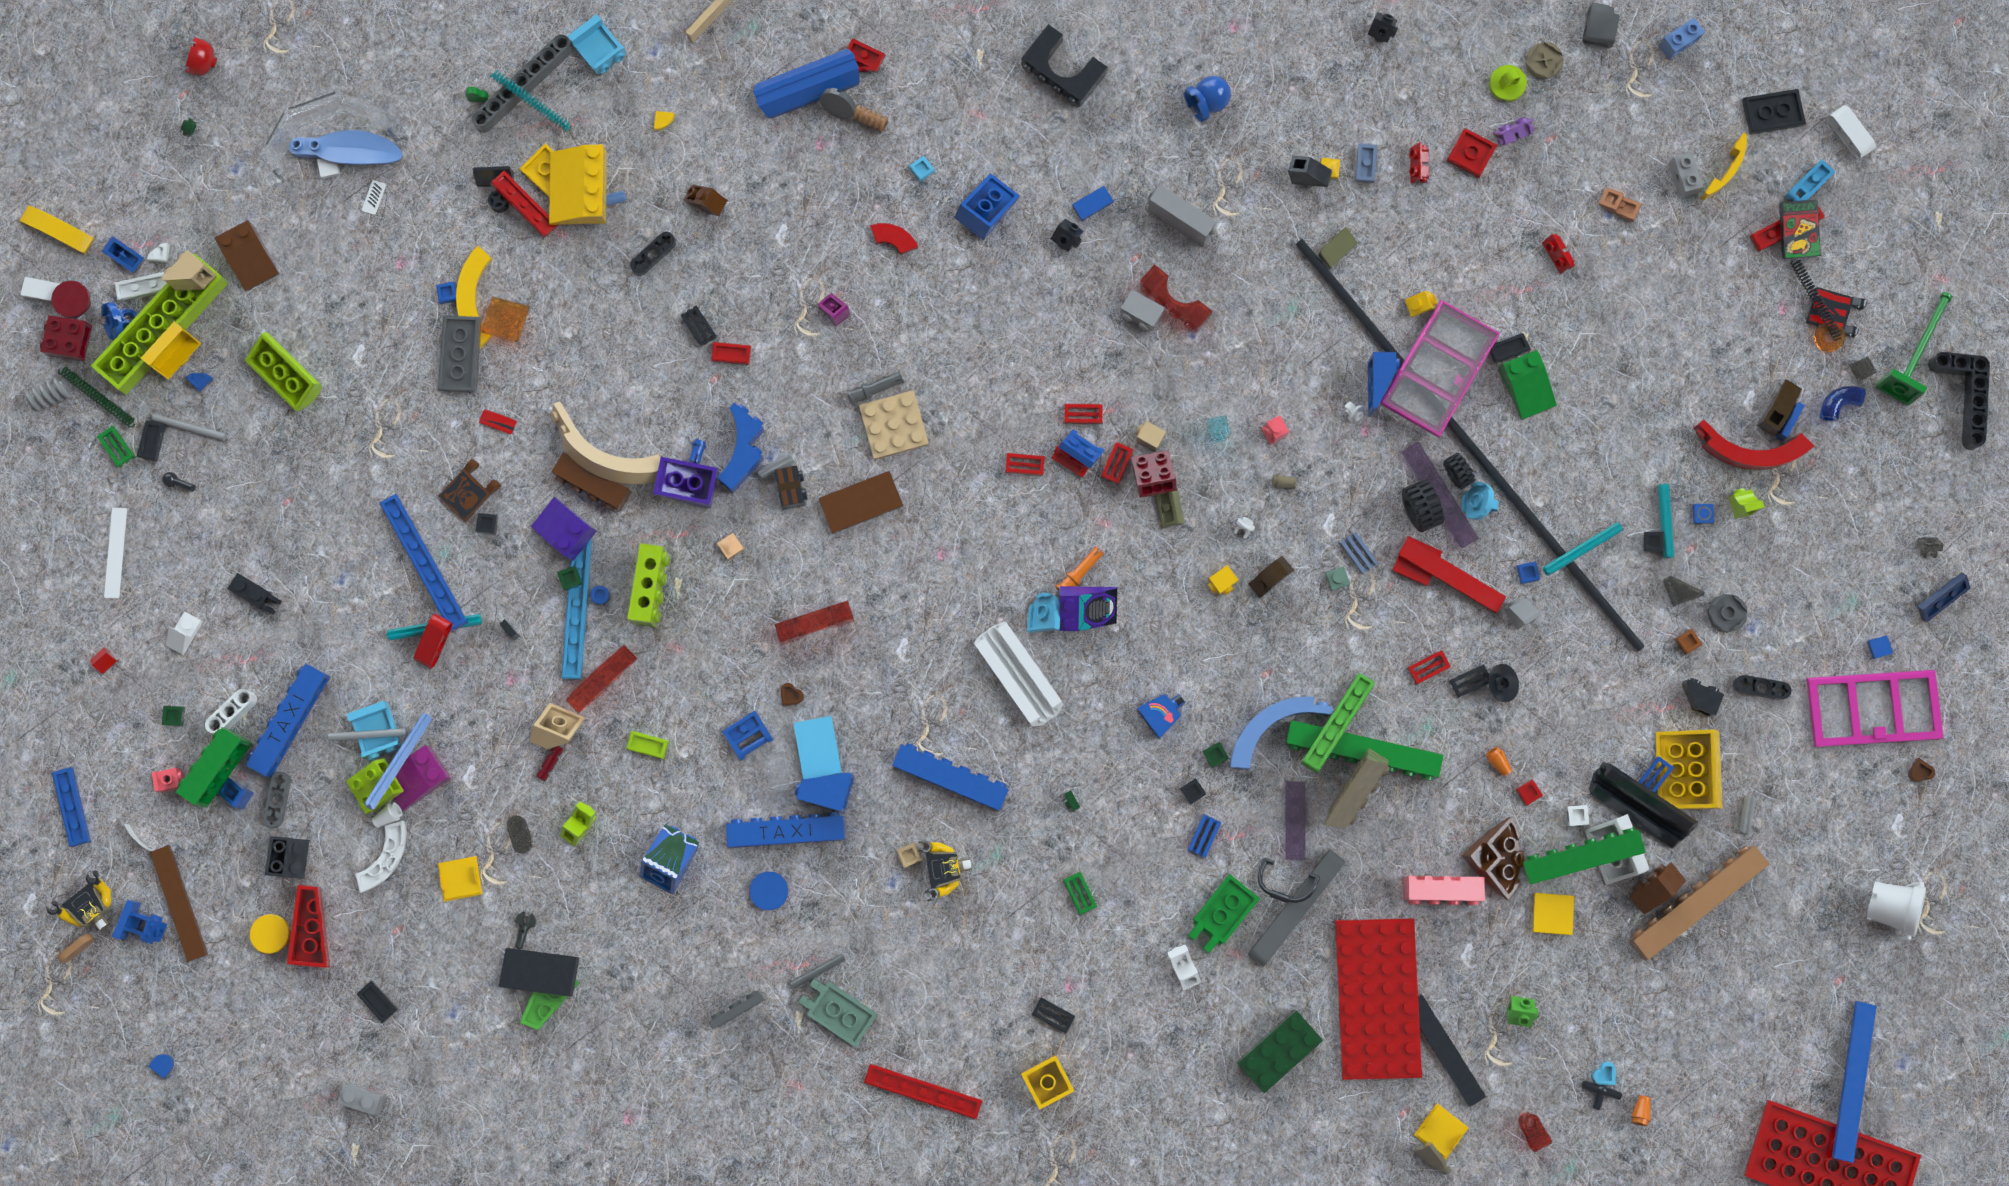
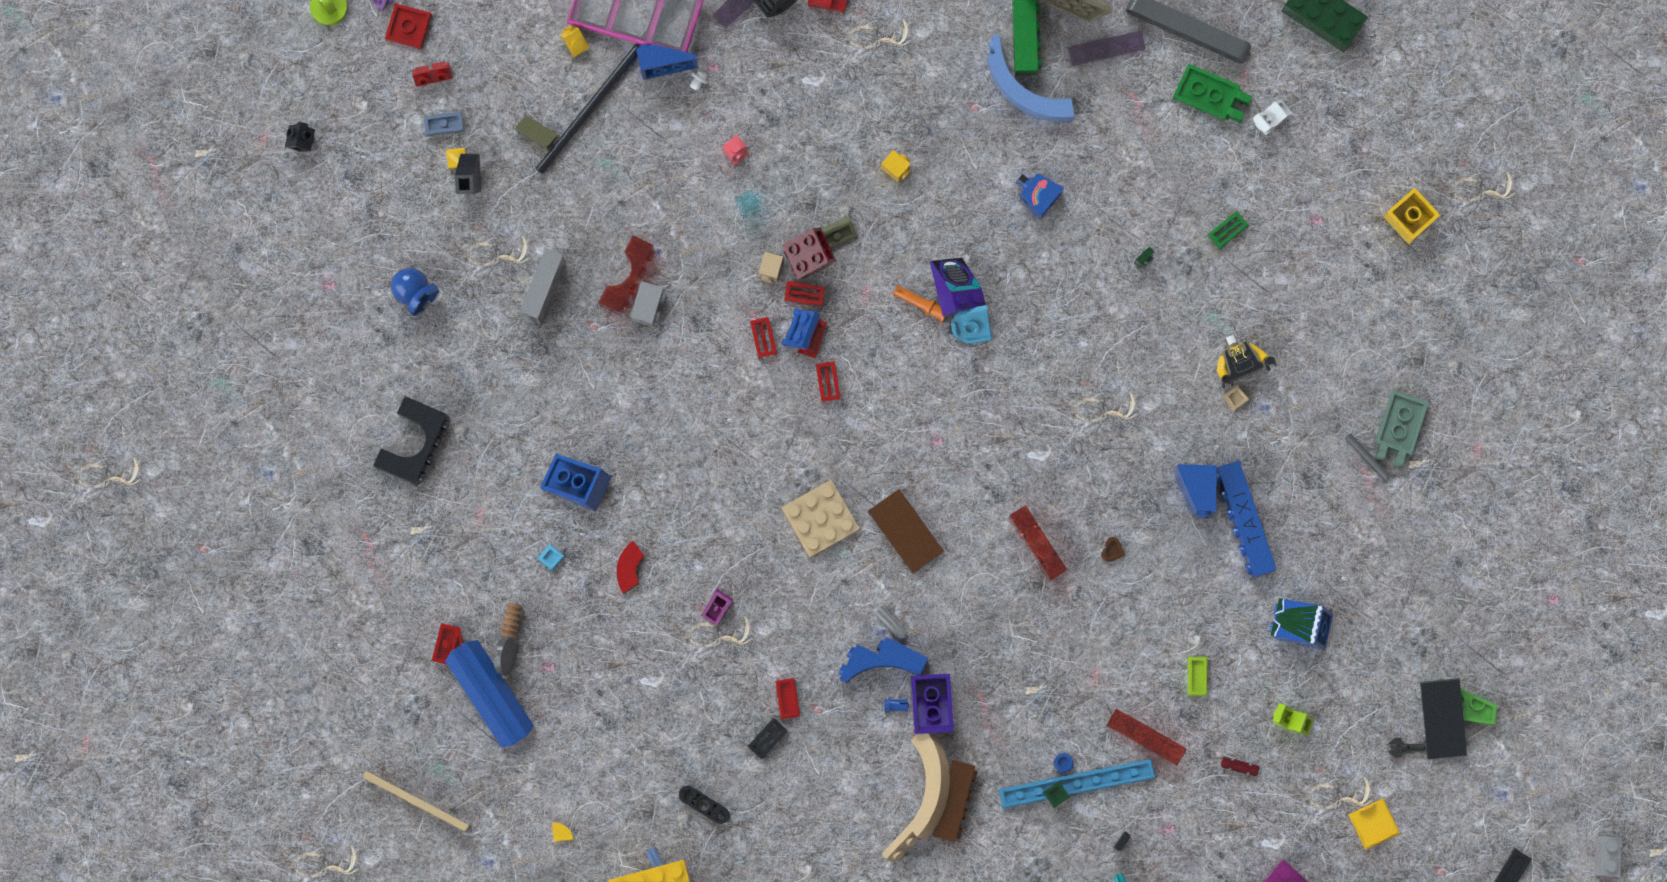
camera: 105 degrees left, 0 degrees up
(519, 834) = (1316, 777): clear smoke tile -> none
(555, 727) = (1205, 768): tan slope -> none
(563, 529) = (1008, 816): dark purple slope -> none
(647, 557) = (1073, 703): lime brick -> none
(705, 199) = (636, 765): reddish brown slope -> none
(730, 546) = (981, 647): light nougat tile -> none
(737, 1009) = (1426, 518): dark grey plate -> none
(745, 729) = (1158, 585): blue plate -> none
(769, 890) = (1305, 522): blue tile -> none
(790, 487) = (909, 602): brick -> none
(817, 747) = (1156, 511): medium azure tile -> none
(866, 391) = (793, 553): dark grey pin -> none
(923, 1091) = (1450, 330): red tile -> none
(950, 777) = (1152, 376): blue brick -> none
(1019, 674) = (1035, 337): white piece -> none
(1039, 1007) = (1343, 242): black tile -> none
(1067, 235) = (588, 394): black brick -> none
(1092, 203) = (547, 379): blue tile -> none
(1192, 791) = (1105, 147): black plate -> none
(1211, 820) = (1144, 121): blue tile -> none
(1215, 755) = (1064, 134): dark green plate -> none
(1245, 524) = (835, 157): white plate -> none
(1271, 576) = (881, 120): dark brown brick -> none
(1280, 896) = (1182, 46): black piece -> none
(1284, 481) = (783, 130): dark tan pin -> none
(1337, 578) = (865, 60): sand green plate -> none
(1338, 723) = (1007, 26): bright green tile -> none
(1344, 545) = (837, 43): sand blue tile -> none

